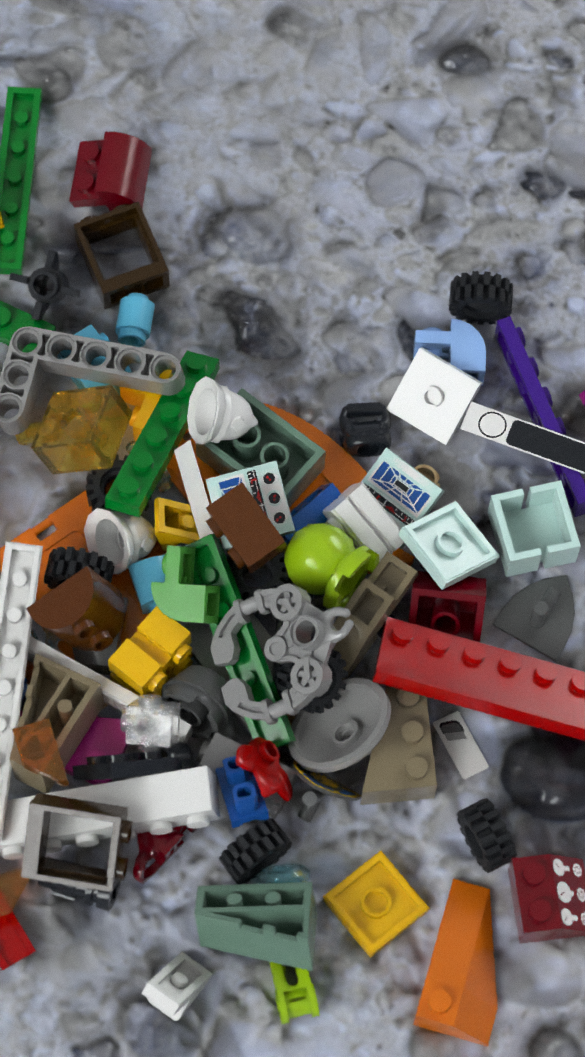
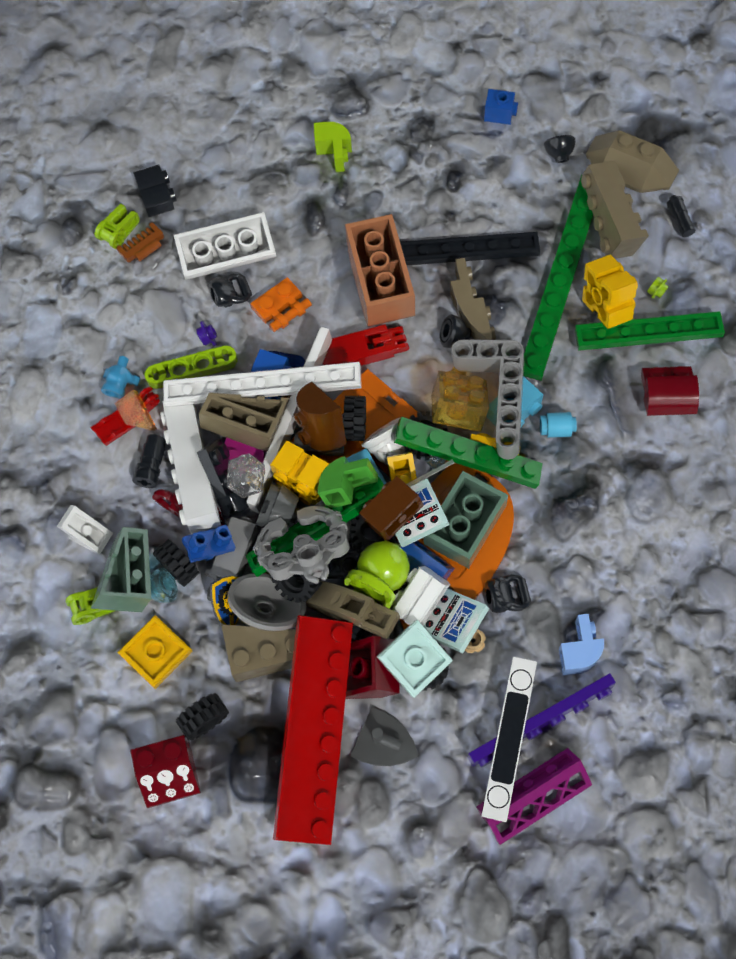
camera: 90 degrees right, 0 degrees up
(38, 281) = (567, 361): black brick -> none
(38, 868) = (144, 439): dark brown window -> none
(40, 751) = (213, 407): clear orange tile -> none
(140, 280) = (588, 422): dark brown window -> none
(217, 413) = (477, 480): white piece -> none
(263, 760) = (221, 554): red plate -> none
(434, 396) = (539, 636): white plate -> none
(460, 745) = (273, 697): white sticker -> none
(461, 976) = (105, 714): orange wedge -> none
(480, 297) = (627, 659): black tyre -> none
(534, 533) = (443, 722): light aqua piece -> none

